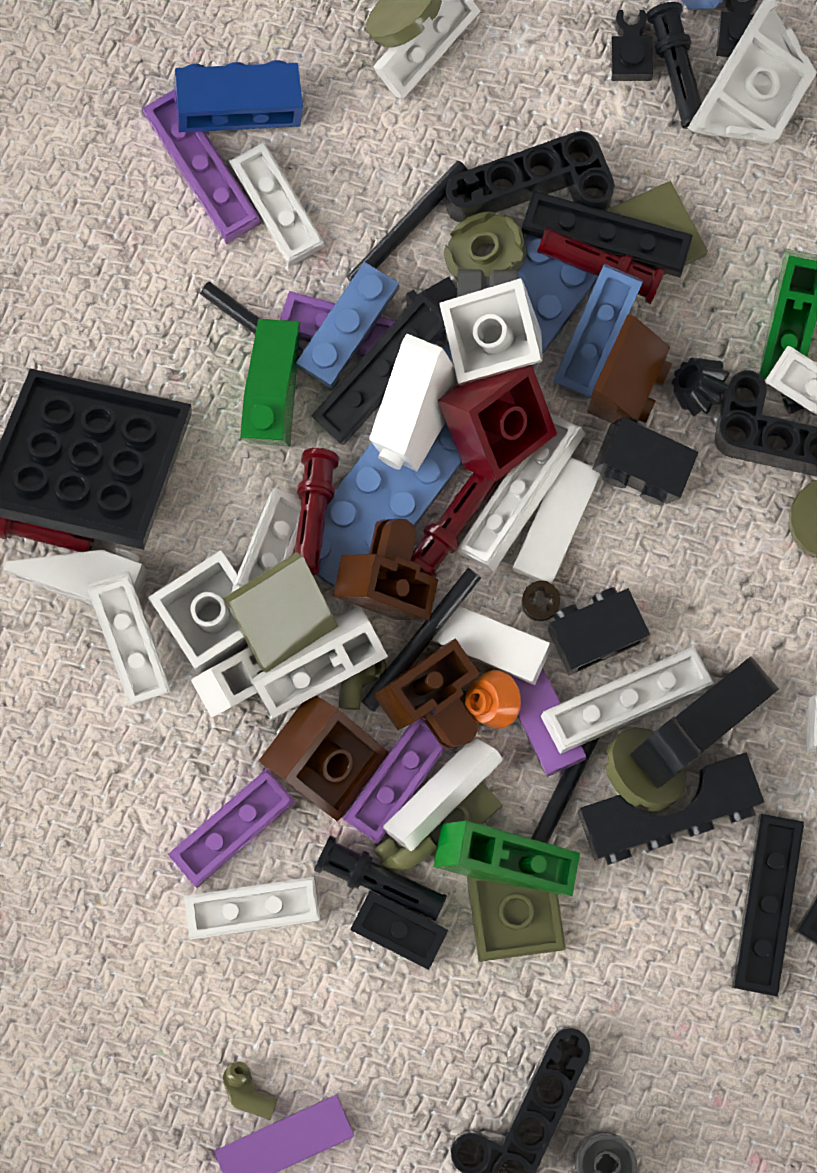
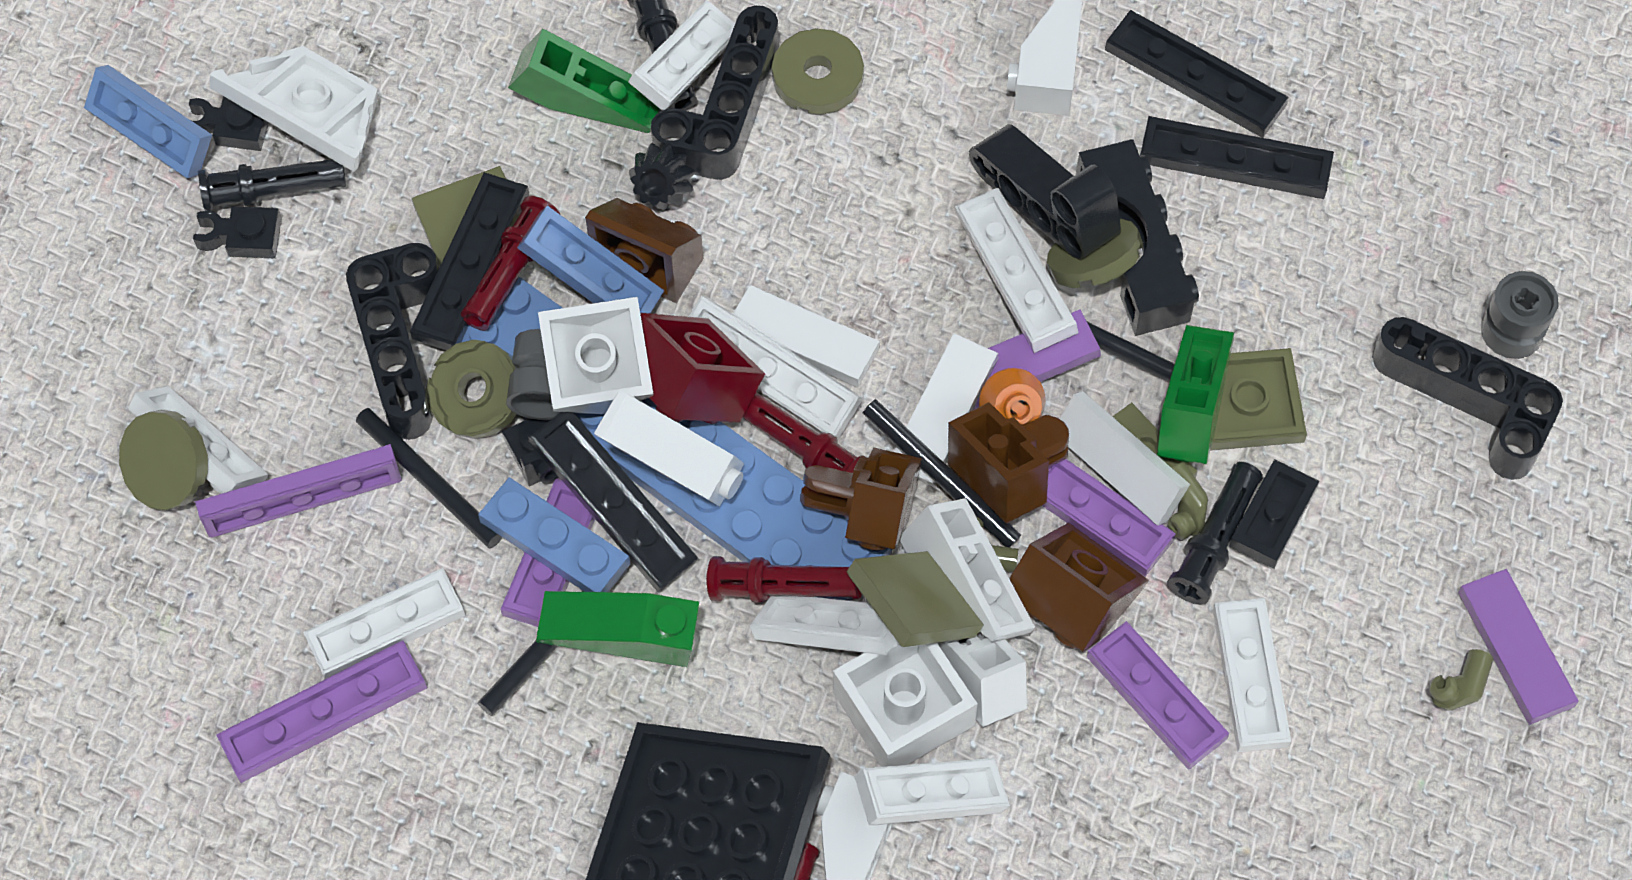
camera: 90 degrees left, 15 degrees down
(238, 96) = (243, 653): blue brick -> none
(384, 123) = (298, 491): none -> medium lavender tile
(549, 591) = (884, 360): dark brown bush -> none
(597, 630) = (935, 295): black brick -> none
(644, 462) = (745, 235): black brick -> none

